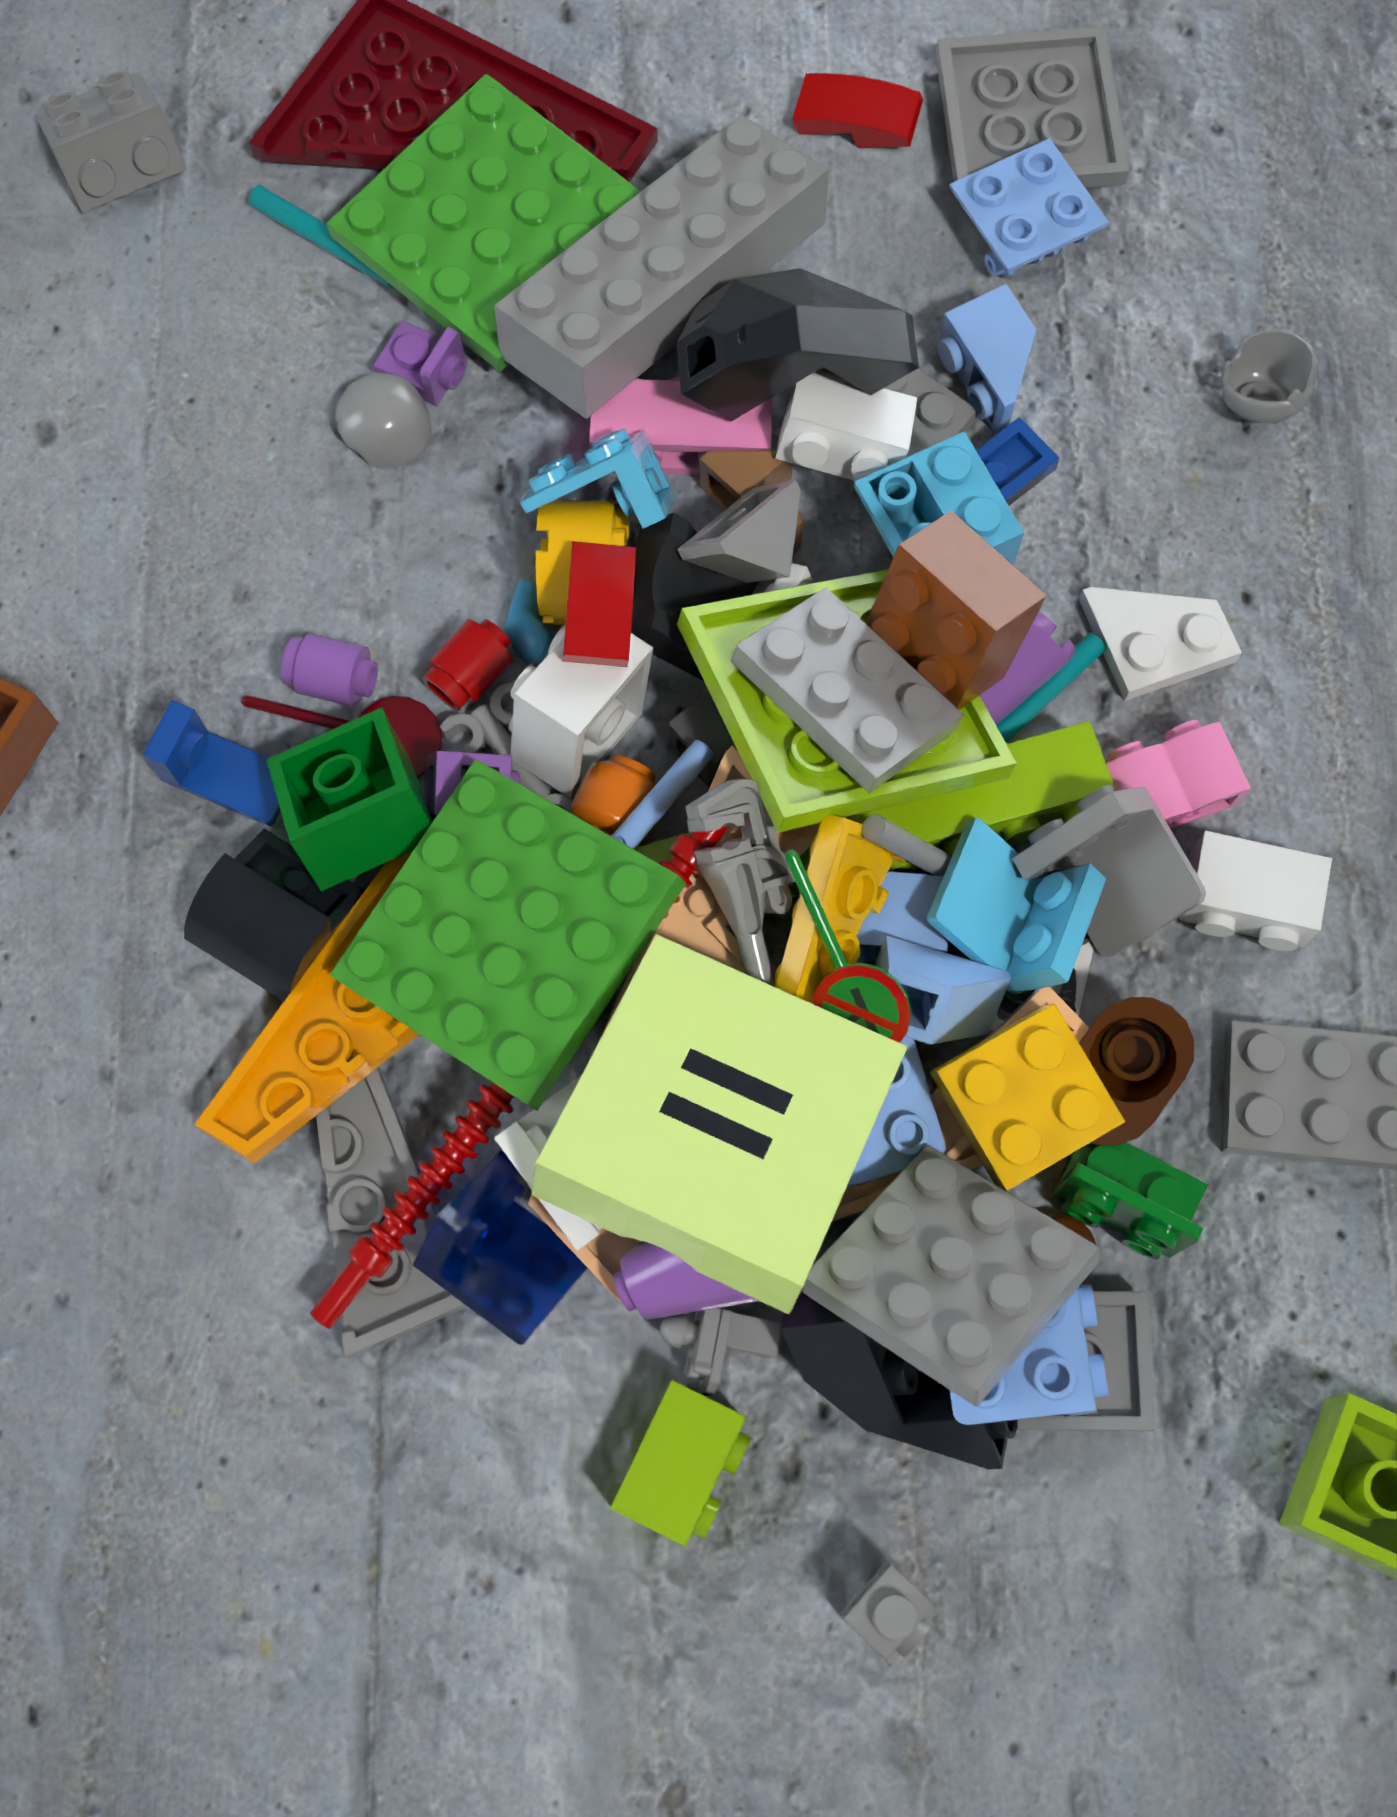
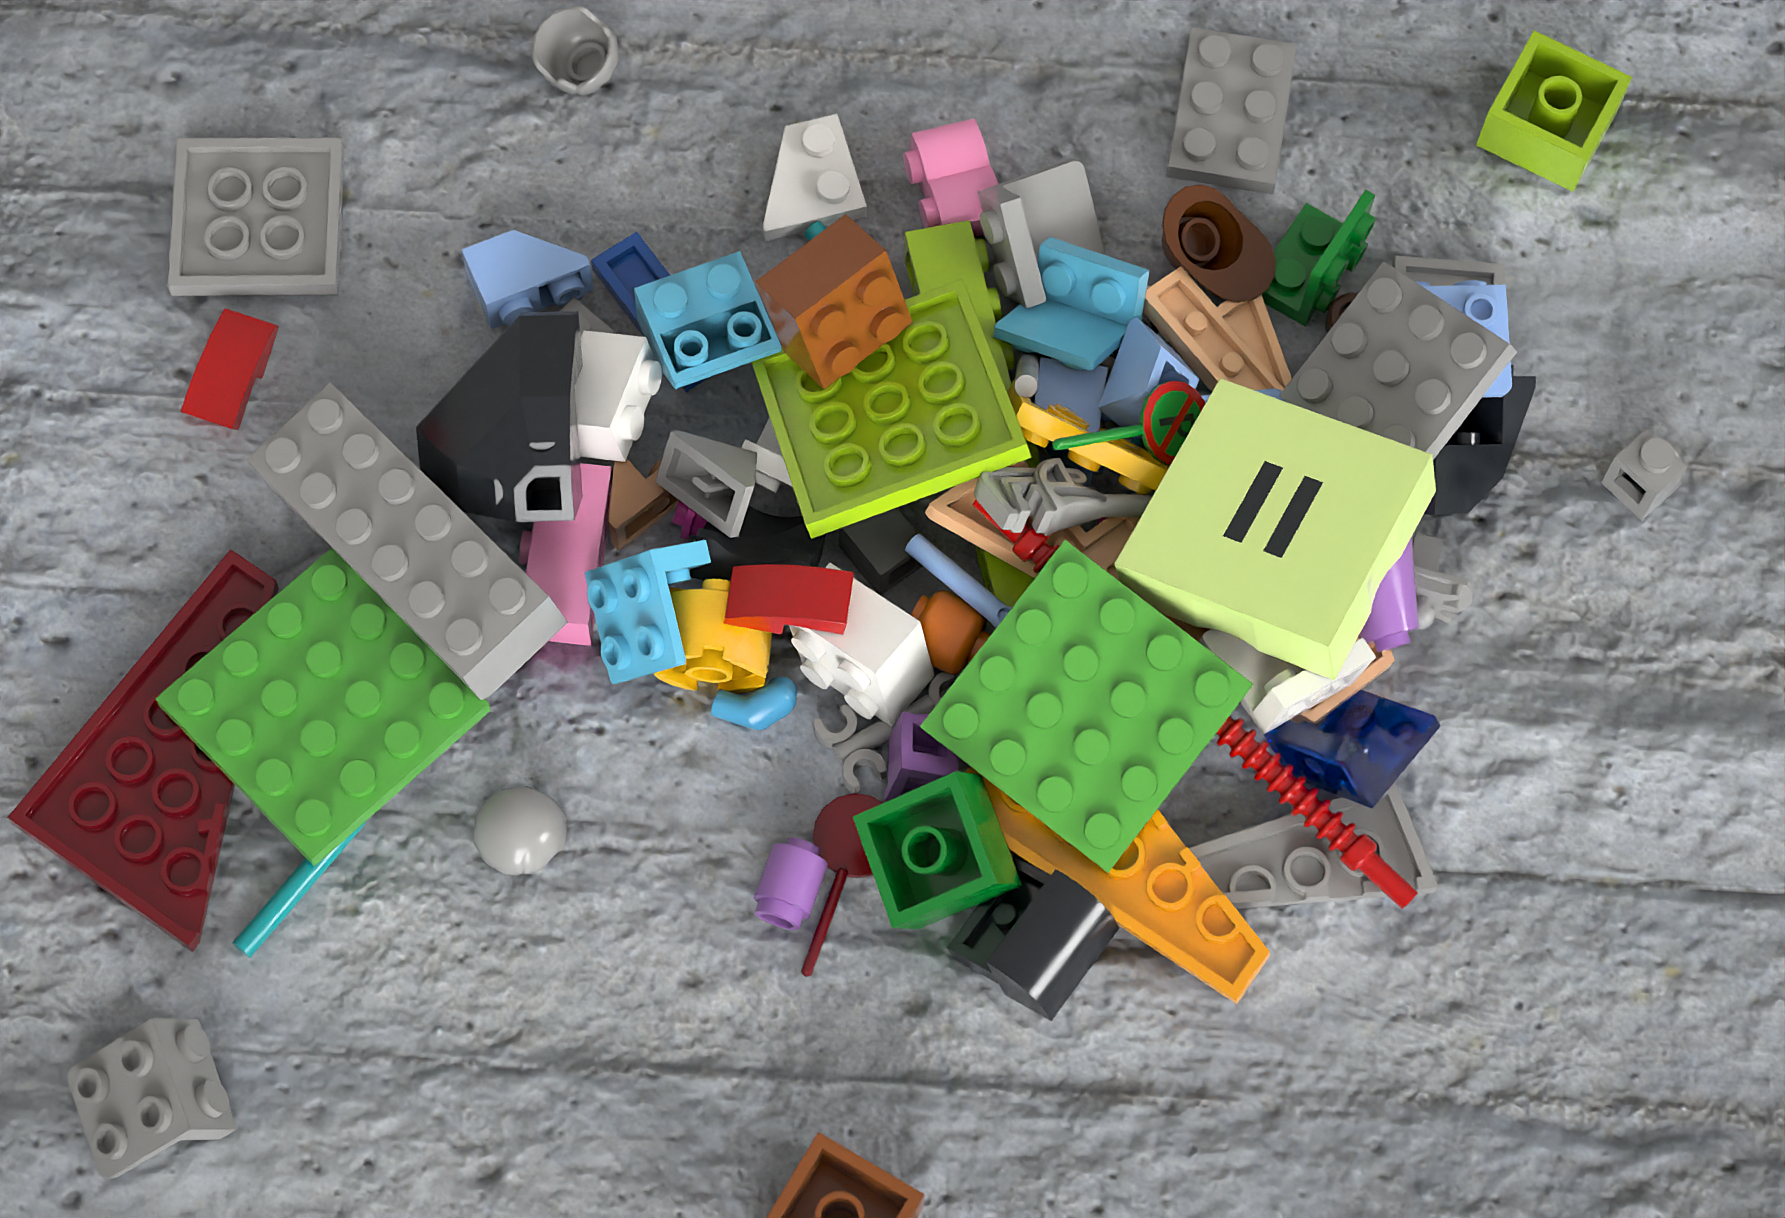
camera: 90 degrees left, 5 degrees down
(211, 766) = (885, 984): blue bracket -> none
(424, 360) = (460, 788): medium lavender bracket -> none
(468, 663) = (794, 757): red brick -> none
(680, 1465) = (1529, 621): lime brick -> none
(847, 689) = (894, 396): light grey plate -> none
(1026, 1097) = (1244, 313): yellow brick -> none
(1028, 207) = (371, 226): light blue hinge -> none
(1258, 891) = (1060, 122): white brick -> none

